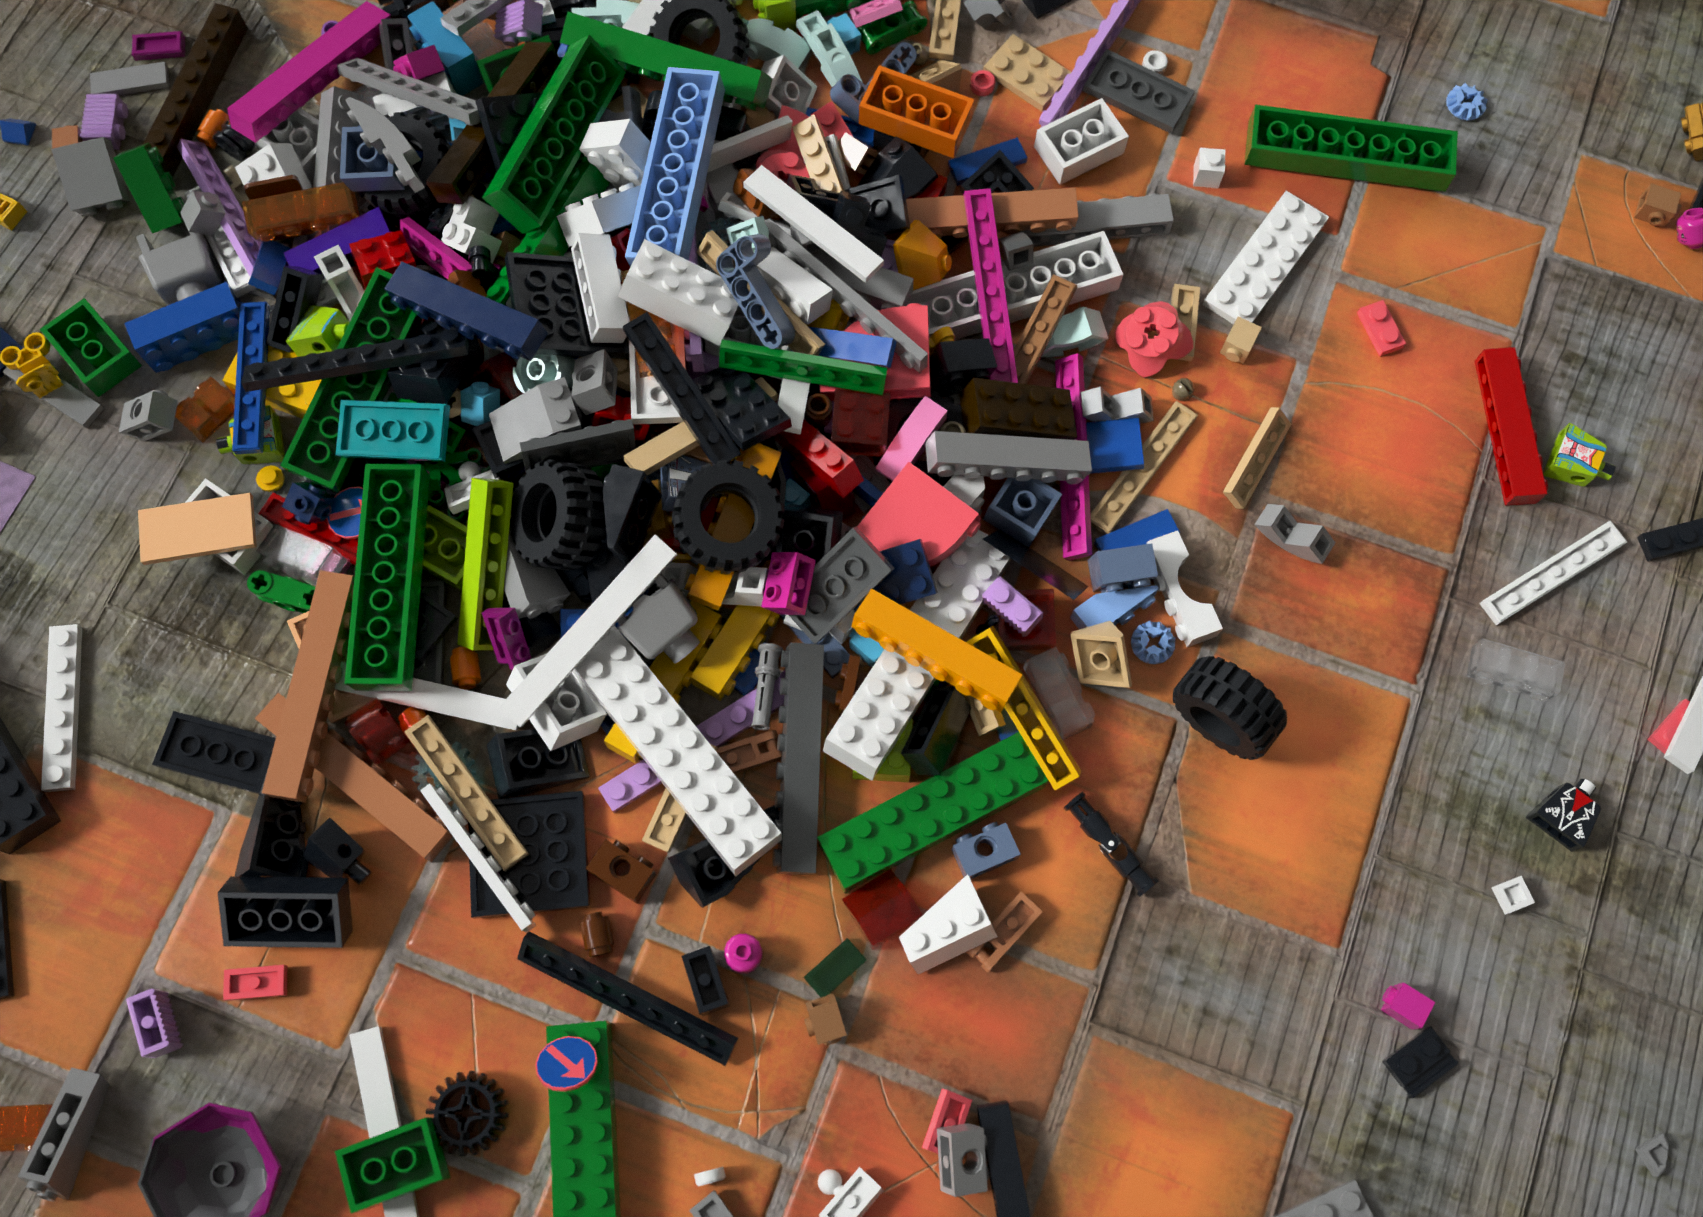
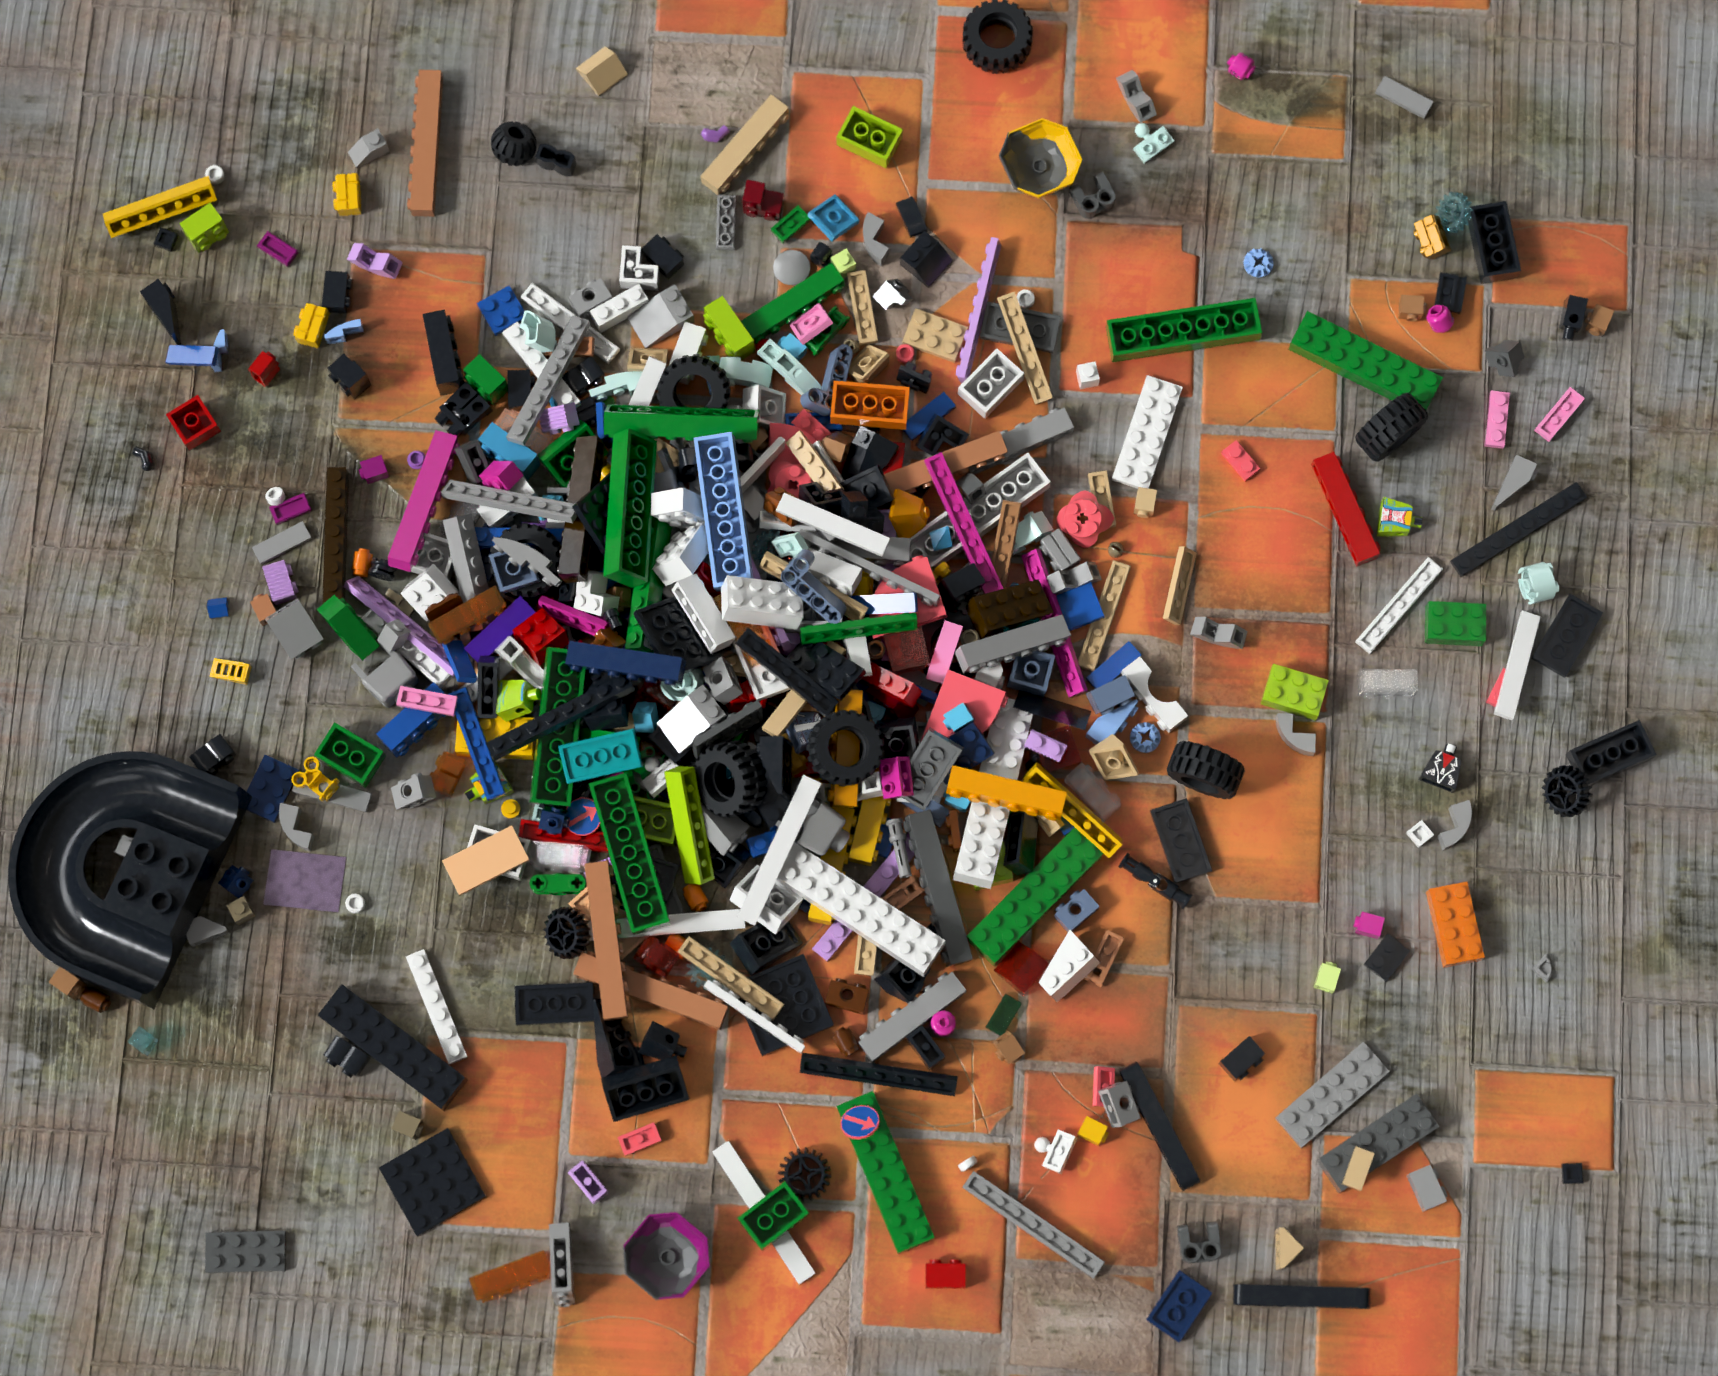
camera: 15 degrees left, 5 degrees up
(18, 538) = (355, 903): none -> white tile
(145, 24) = (275, 496): none -> white tile
(203, 299) = (427, 701): none -> bright pink plate
(268, 660) = (567, 920): none -> black gear
(276, 27) = (373, 469): none -> magenta brick
(506, 636) = (720, 868): magenta bracket -> none
(707, 927) = (908, 1019): none -> light grey brick
(901, 527) = (958, 717): none -> medium azure brick
(911, 1187) = (1093, 1131): none -> yellow brick
(955, 300) = (941, 538): none -> dark azure slope
(986, 113) = (913, 379): none -> black hips
(1108, 366) = (1059, 551): none -> light grey brick
(1138, 111) = (1024, 348): none -> tan plate
(1163, 799) = (1180, 840): none -> black plate
(1165, 1148) = (1242, 1058): none -> black brick
(1325, 1064) = (1327, 977): none -> yellowish green brick
(1368, 713) = (1300, 742): none -> light grey brick
(1380, 643) = (1294, 692): none -> lime brick
(1537, 1046) = (1455, 924): none -> orange brick
(1580, 892) = (1461, 818): none -> light grey brick
(1582, 255) = (1362, 361): none -> green brick
(1607, 332) = (1391, 427): none -> black tyre
(1631, 618) = (1455, 623): none -> green brick

